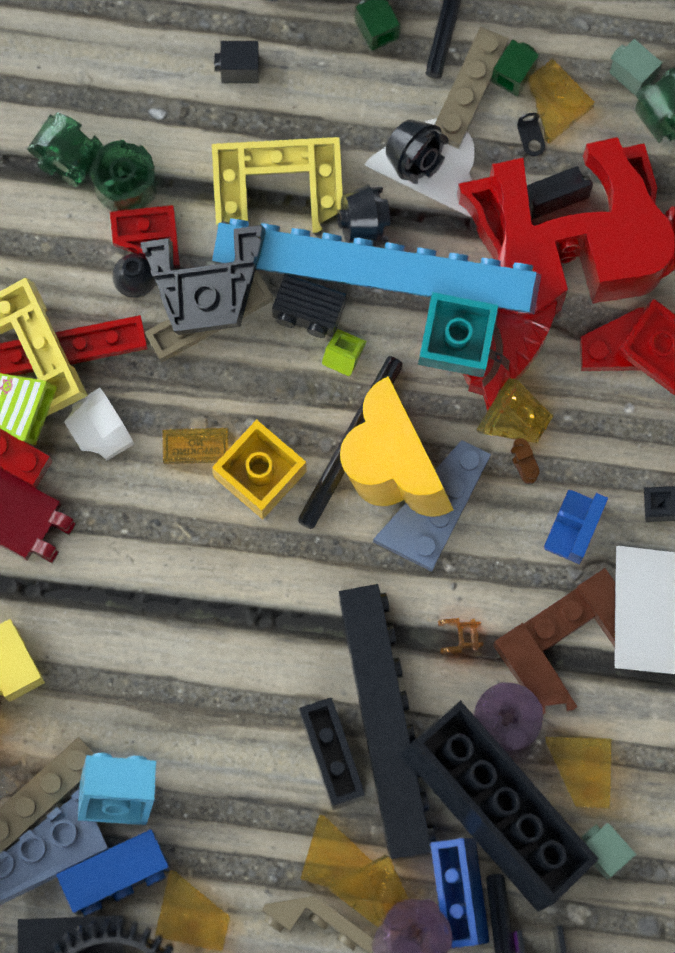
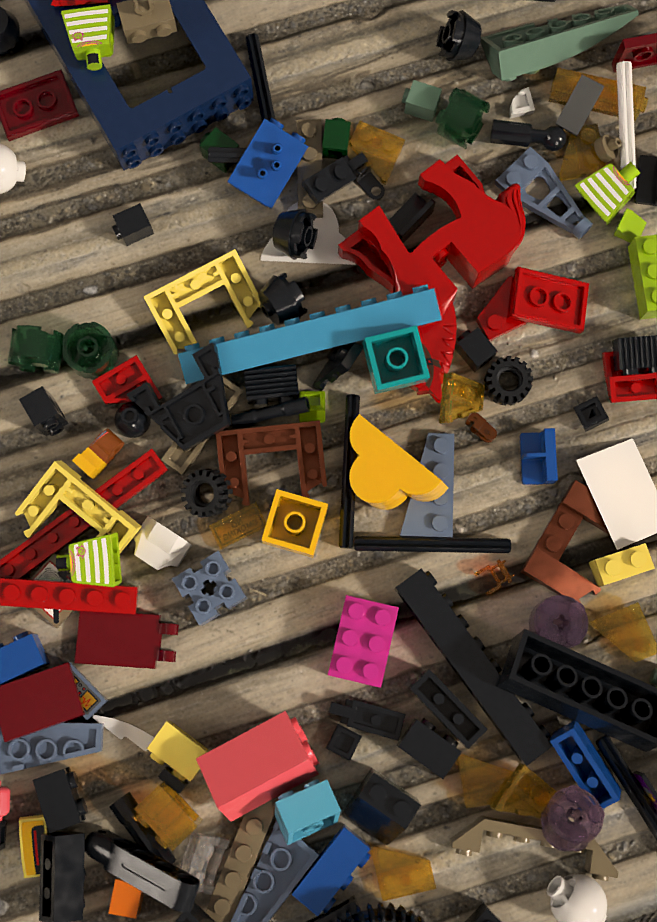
camera: 25 degrees left, 5 degrees up
(41, 220) = (44, 412): none -> black brick
(79, 295) = (99, 453): none -> leg
(87, 712) = (258, 765): none -> coral brick
(145, 509) = (193, 585): none -> sand blue brick
(164, 381) = (193, 497): none -> black tyre
(197, 739) = (343, 742): none -> black tile
(202, 826) = (381, 807): none -> black slope
(239, 353) = (303, 436): none -> copper wedge
(239, 725) = (369, 718): none -> black hinge
(272, 635) = (363, 641): none -> dark pink brick
(273, 332) = (287, 408): none -> black piece
(291, 790) = (429, 748): none -> black piece
(398, 311) = (339, 362): none -> black wing
(406, 567) = (432, 544): none -> black axle
(420, 58) = (265, 163): none -> blue piece
(491, 108) = (333, 177): none -> black hinge
(561, 370) = (475, 349): none -> black brick
(588, 405) = (508, 365): none -> black tyre
(612, 688) = (621, 565): none -> light yellow brick

